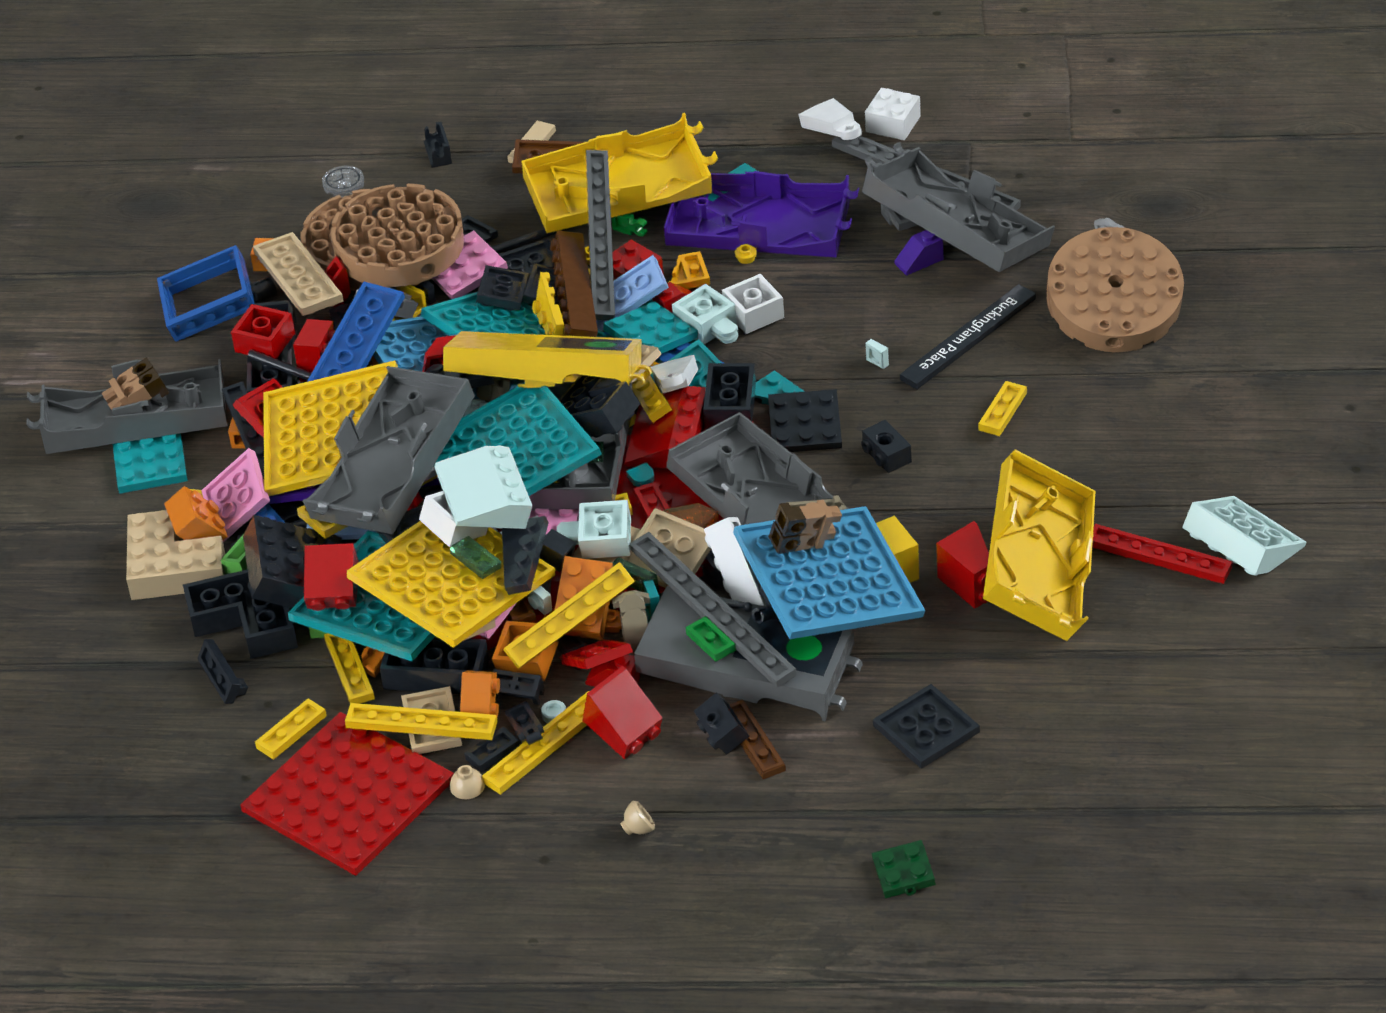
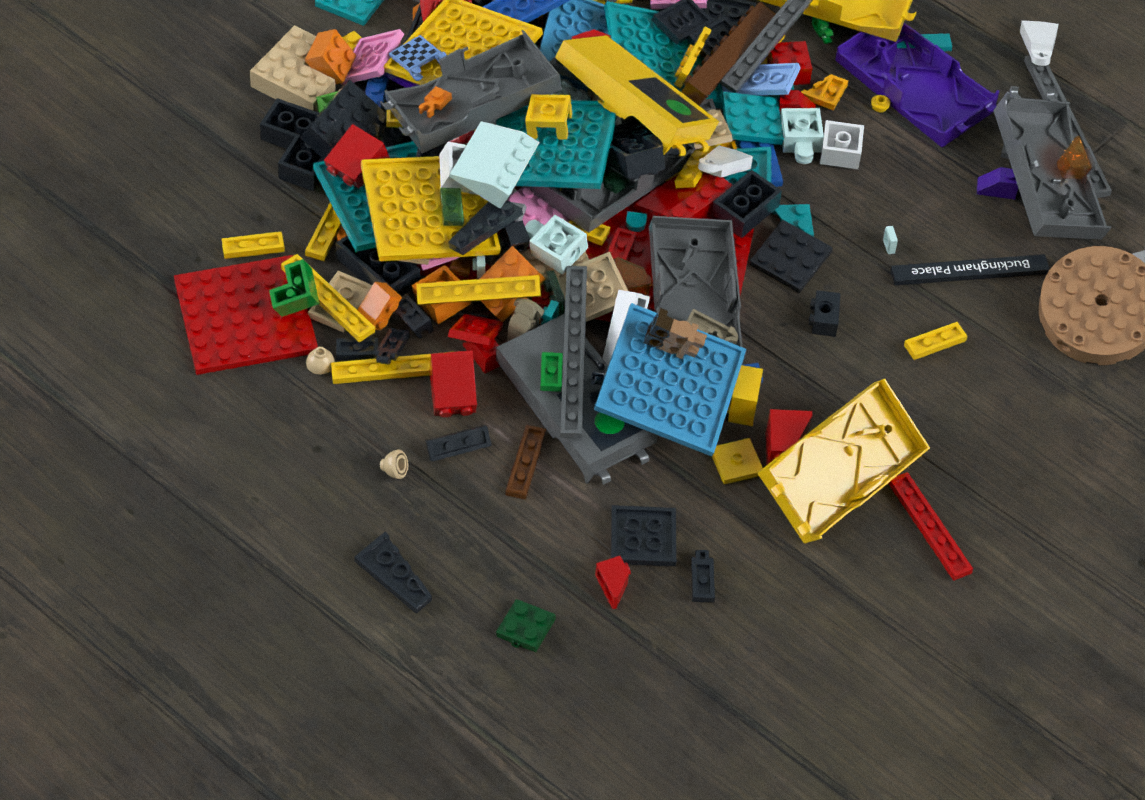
camera: 30 degrees right, 10 degrees up
(220, 672) = (245, 187): black hinge -> none
(291, 459) = (416, 54): none -> medium blue flag
(360, 479) = (435, 99): none -> orange plate
(394, 731) = (298, 293): none -> green brick
(487, 419) = (549, 112): none -> yellow panel
(552, 709) = (422, 347): light aqua tile -> none
(676, 763) = (458, 443): none -> black plate
(721, 724) = (511, 436): black brick -> none
(739, 909) = (389, 568): none -> black wing
(892, 113) = (1089, 63): white brick -> none
(940, 778) = (613, 578): none -> red slope
(941, 615) = (736, 461): none -> yellow plate
(969, 191) = (1074, 161): none -> clear orange slope
(1014, 723) = (702, 577): none -> black hinge
(1241, 534) = (1004, 553): light aqua slope -> none

